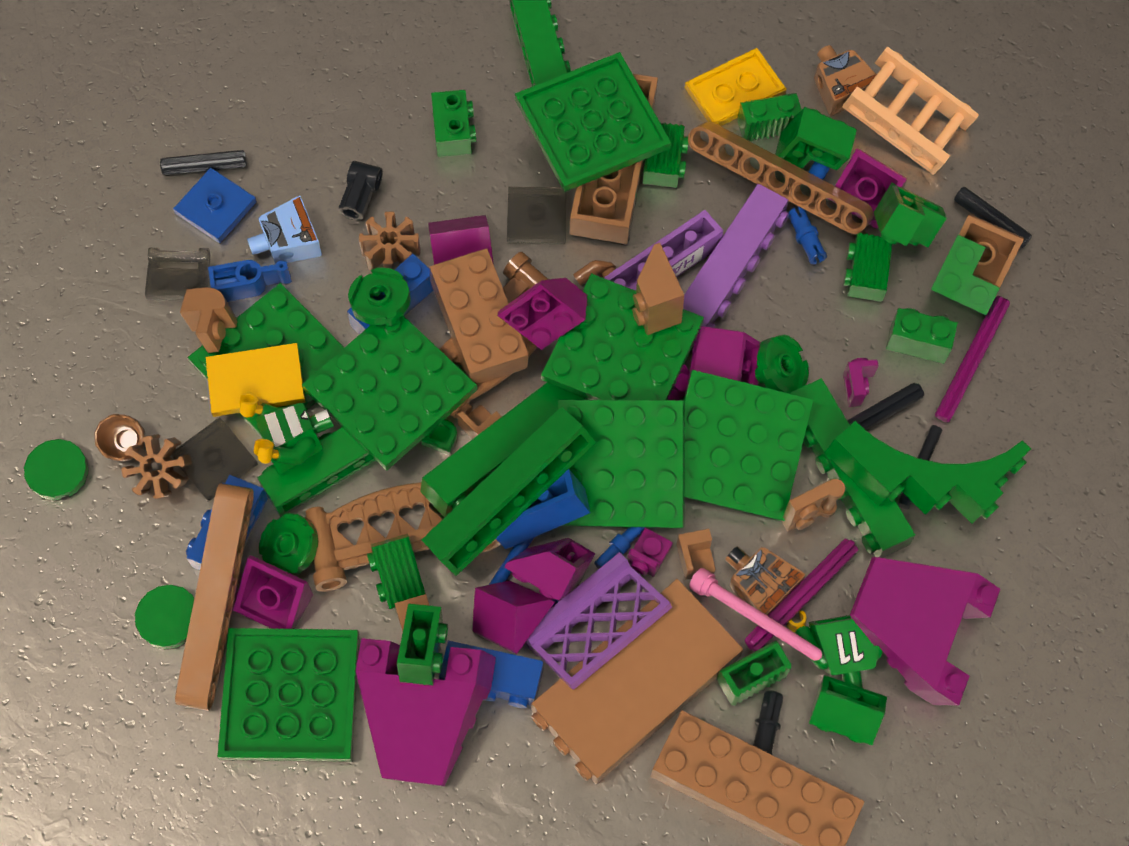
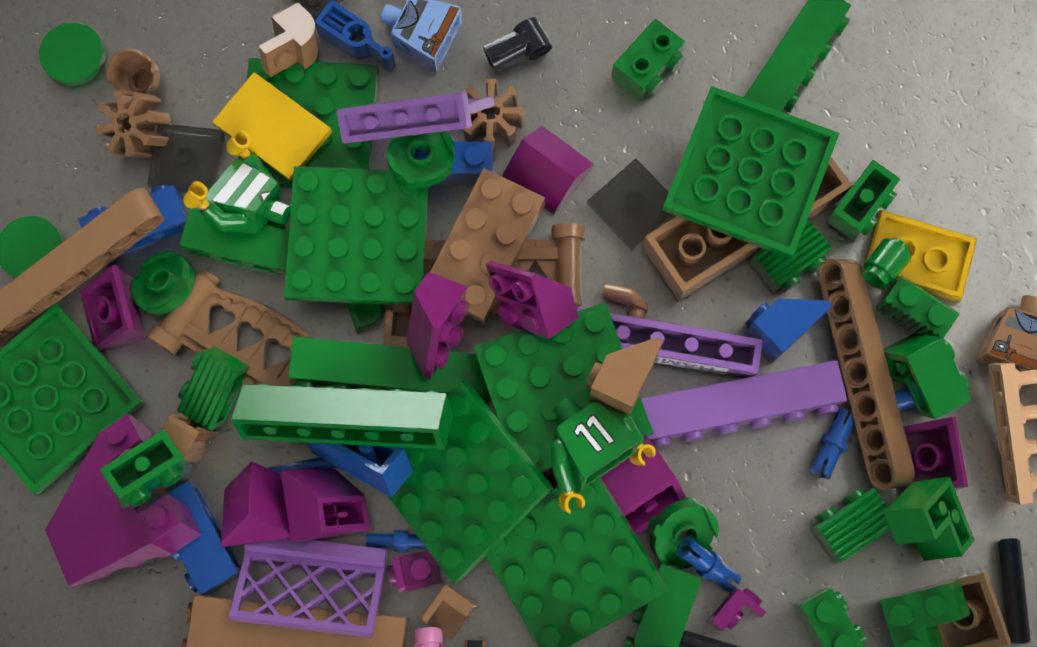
camera: 50 degrees right, 10 degrees up
(349, 278) = (409, 116): none -> medium lavender fence
(503, 382) = (435, 322): none -> magenta slope
(673, 88) = (862, 201): none -> green brick
(680, 354) = (591, 445): none -> green torso
(706, 189) = (783, 323): none -> blue slope
(724, 104) = (886, 263): none -> green brick
(815, 368) = (708, 564): none -> blue pin

